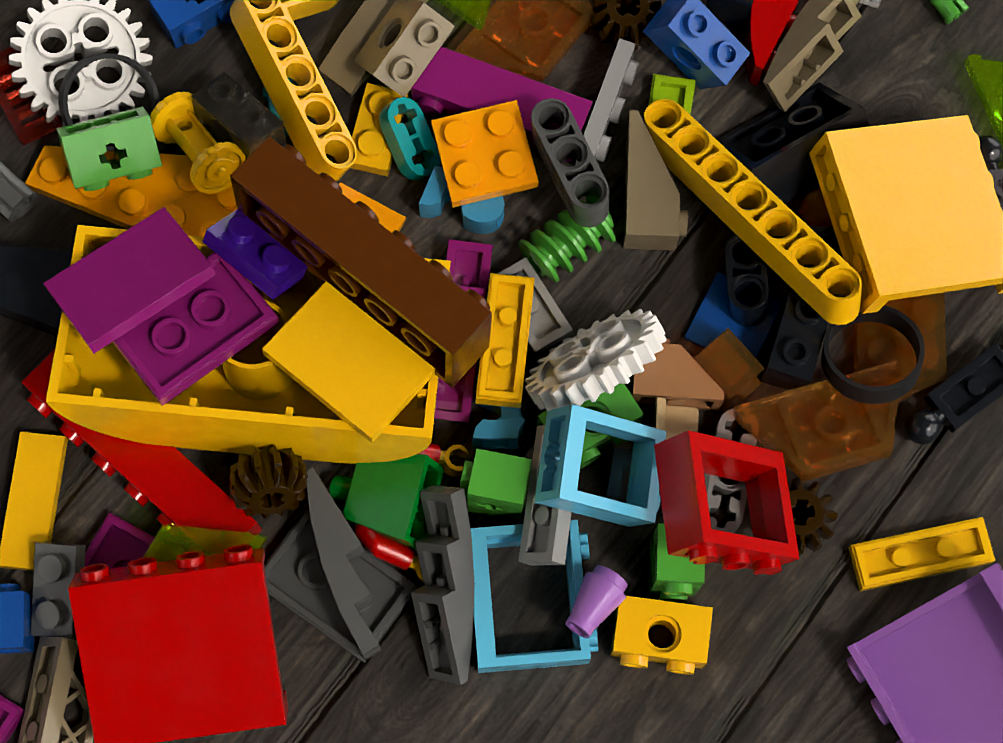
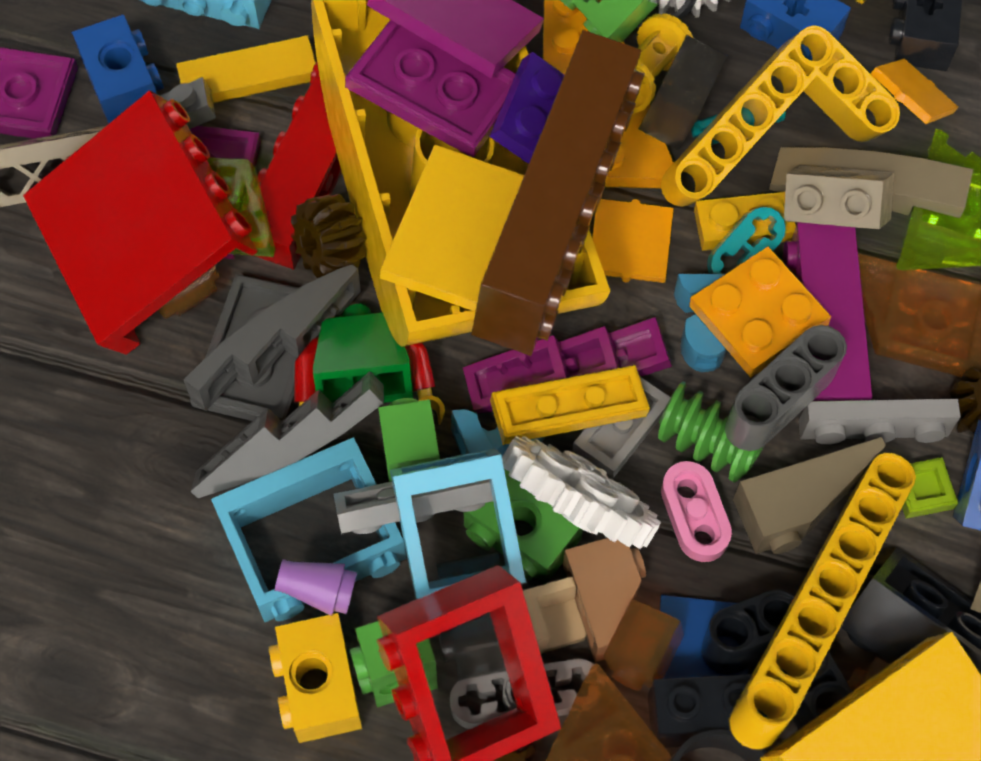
camera: 70 degrees right, 10 degrees down
(627, 278) = (696, 514): none -> bright pink plate

